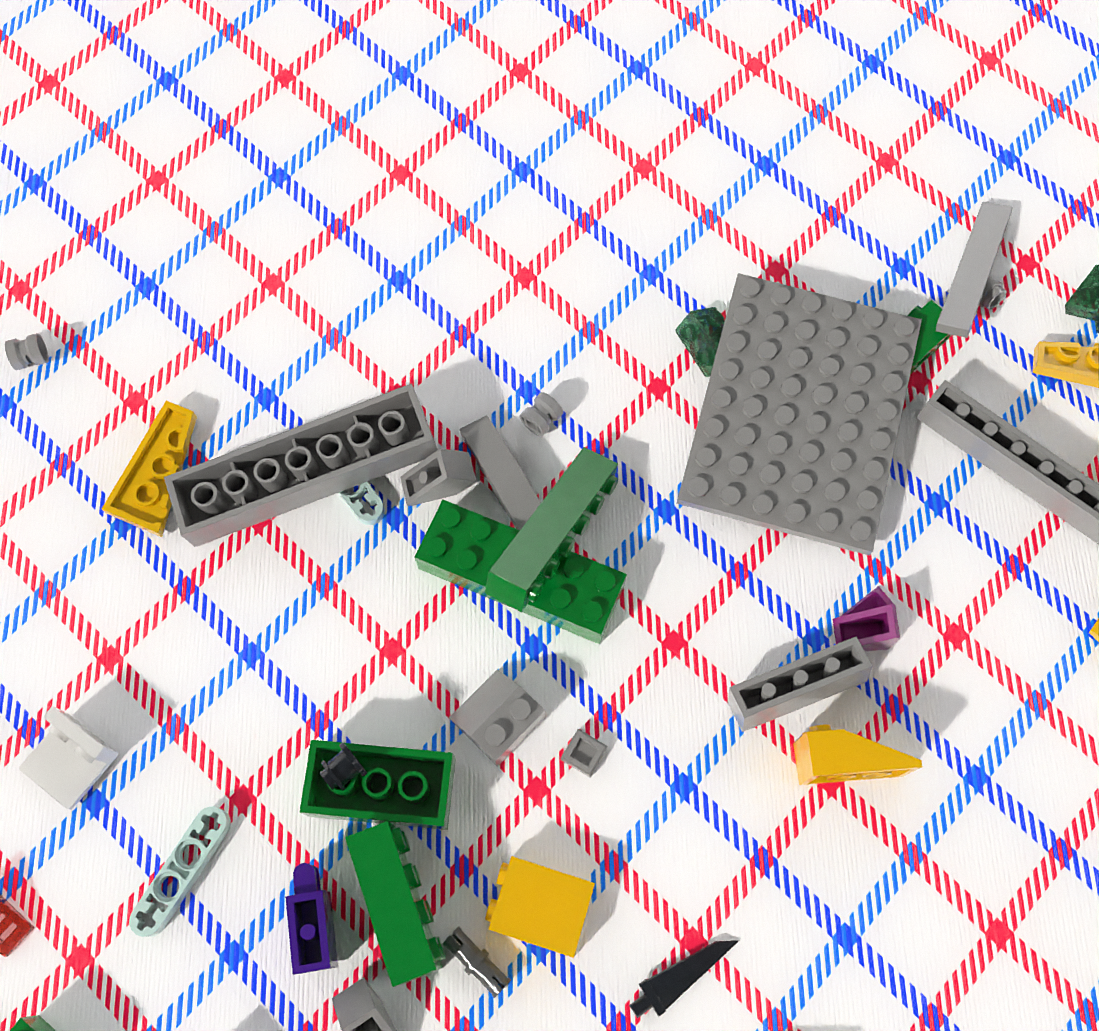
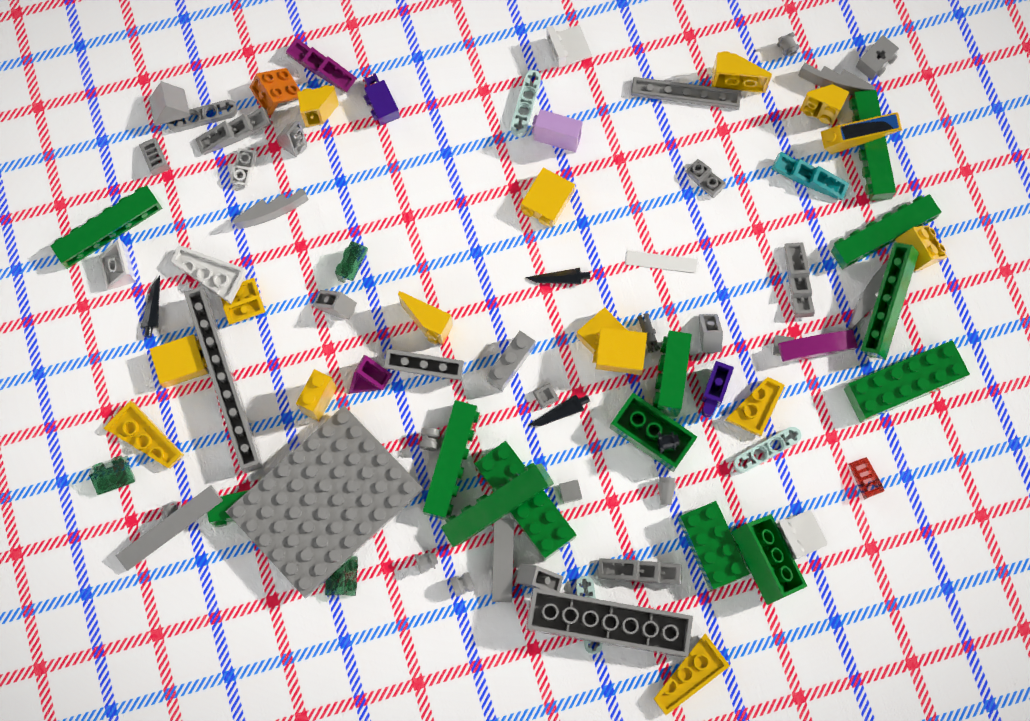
camera: 150 degrees left, 5 degrees up
(99, 684) = (769, 559): none -> green brick
(200, 662) = (713, 546): none -> green brick
(226, 935) = (757, 407): none -> yellow wing
(297, 569) = (639, 571): none -> light grey slope
(316, 712) = (666, 490): none -> light grey cone
(462, 627) = (570, 491): none -> light grey tile
(498, 716) = (578, 435): light grey slope -> none
(501, 885) = (620, 351): none -> yellow brick
(539, 751) = (564, 410): none -> black bar
(610, 415) = (426, 561): none -> light grey brick
(666, 572) = (450, 460): none -> green brick
(671, 773) = (511, 361): none -> light grey brick
(715, 581) = (429, 439): none -> light grey wheel
(922, 539) = (316, 395): none -> yellow brick
(999, 703) = (335, 304): none -> light grey slope
(1030, 784) = (351, 262): none -> clear green bracket

